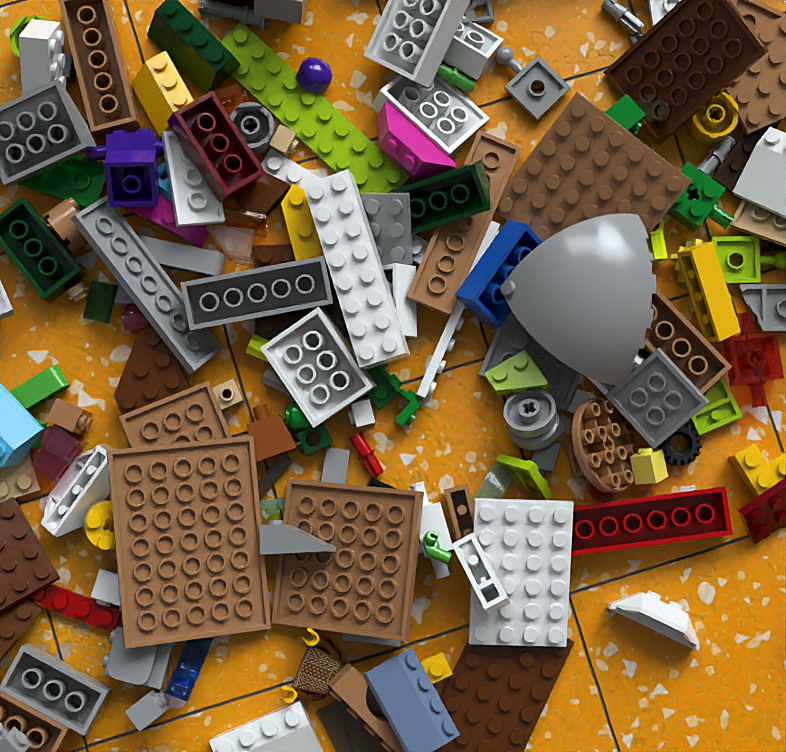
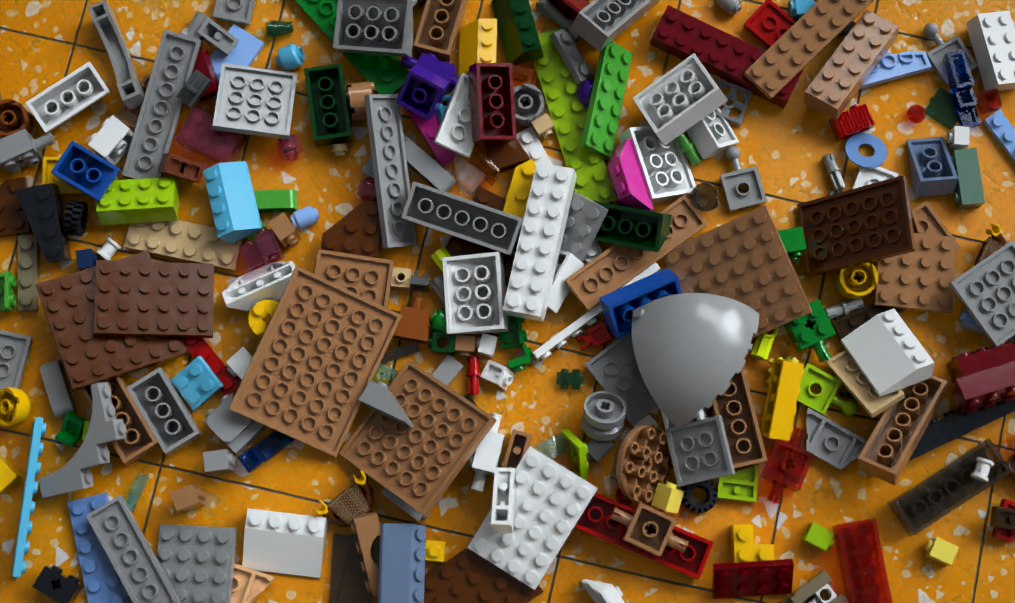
camera: 30 degrees right, 5 degrees down
(22, 323) = (289, 149): none -> clear pink head
(72, 636) = (197, 383): none -> medium azure plate
(83, 388) = (304, 217): none -> light blue brick
(100, 301) = (351, 164): clear green piece -> none
(252, 388) = (420, 283): none -> dark grey tile
(269, 46) = (571, 55): none -> light grey plate
(336, 73) = (606, 99): none -> bright green plate
(339, 427) = (465, 345): none -> medium nougat plate
(392, 439) = (497, 374): none -> white bracket
(433, 549) = (480, 463): bright green arm -> none
(474, 336) = (597, 336): none -> red plate
(476, 395) = (574, 379): none -> clear green piece
(502, 120) = (704, 197): none -> clear smoke hair
(516, 375) = (610, 379): lime wing -> none
(663, 501) = (662, 527): none -> medium nougat brick

